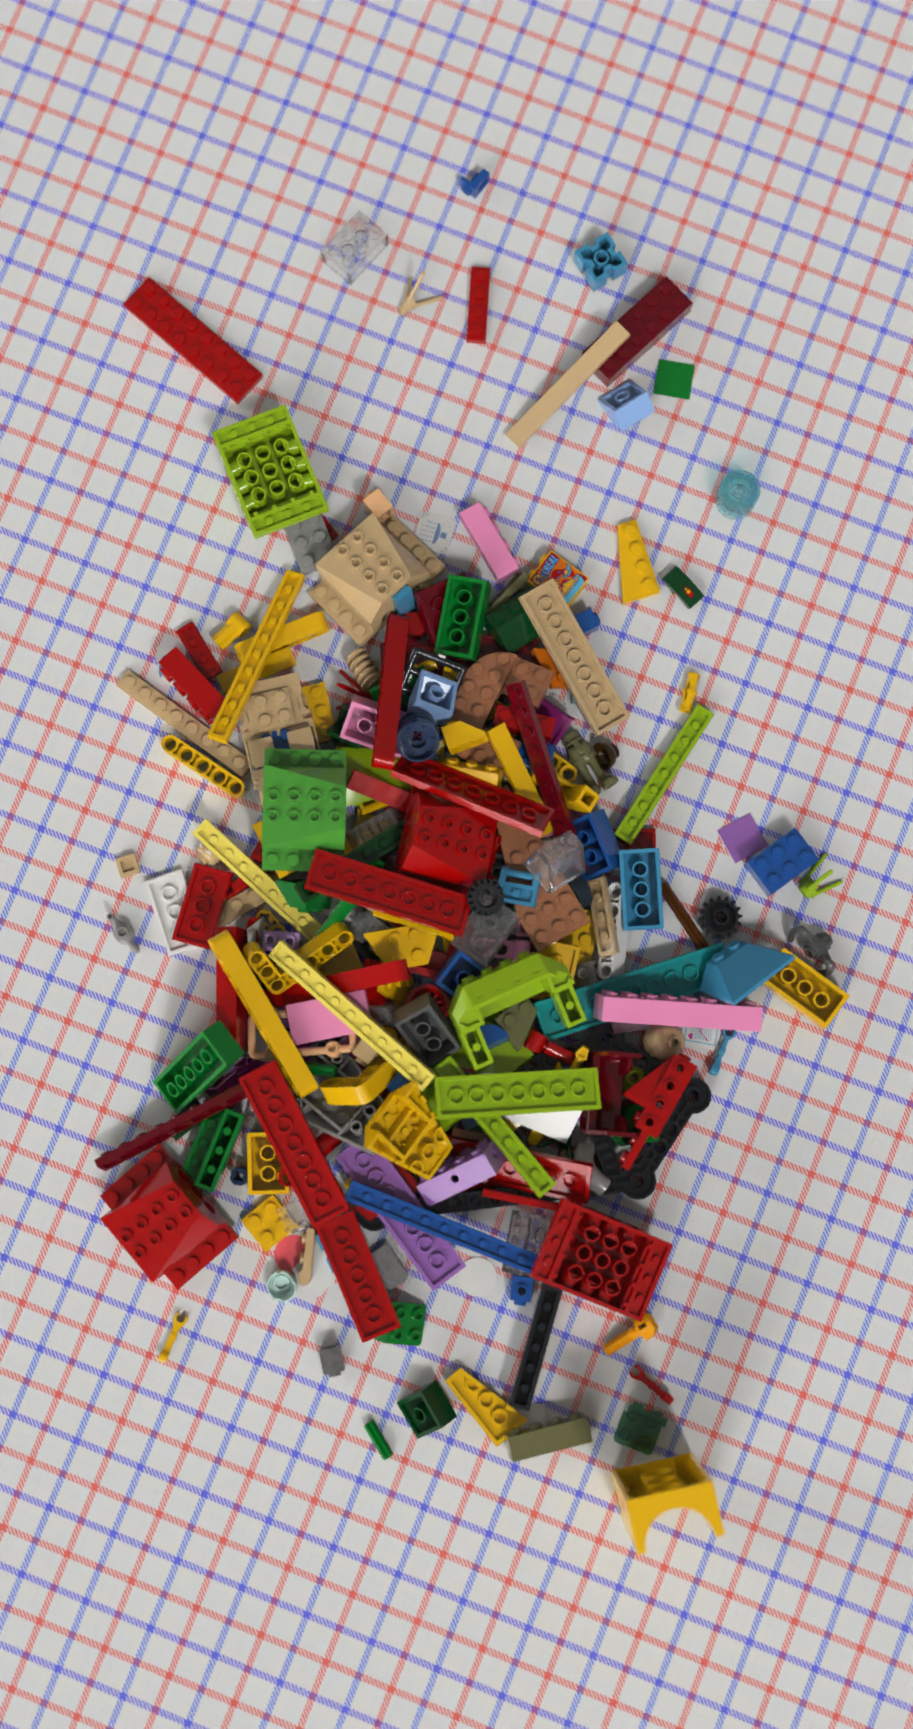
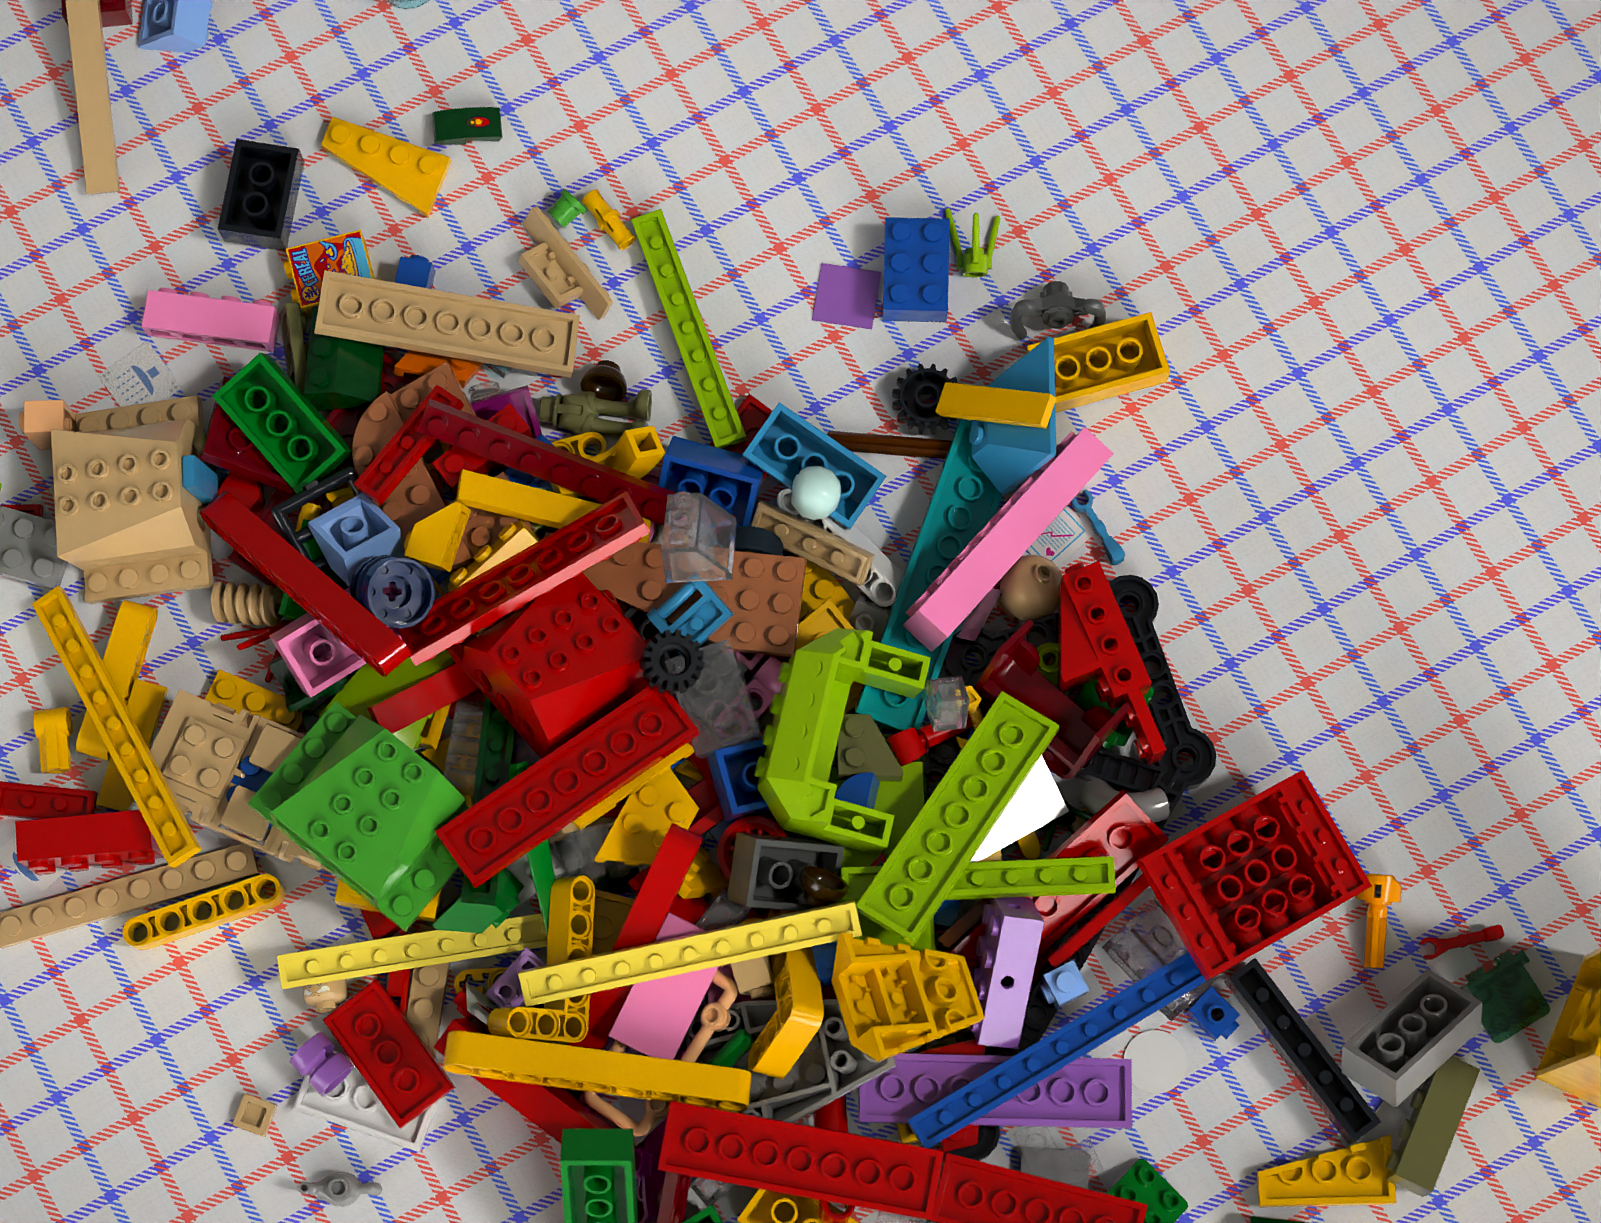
camera: 50 degrees left, 5 degrees down
(173, 878) = (321, 1064): none -> medium lavender wheel
(432, 1053) = (822, 886): none -> dark brown piece
(477, 1205) = (1063, 985): none -> light blue brick
(493, 685) = (401, 451): none -> red plate
(569, 517) = (261, 194): none -> black brick
(570, 1044) = (946, 703): none -> clear slope
(581, 1396) = (1411, 1037): none -> light grey brick
(627, 900) = (815, 492): none -> light aqua hair
(644, 688) = (558, 269): none -> tan bracket
(678, 668) = (566, 208): none -> bright green piece
(739, 955) = (995, 405): none -> yellow tile

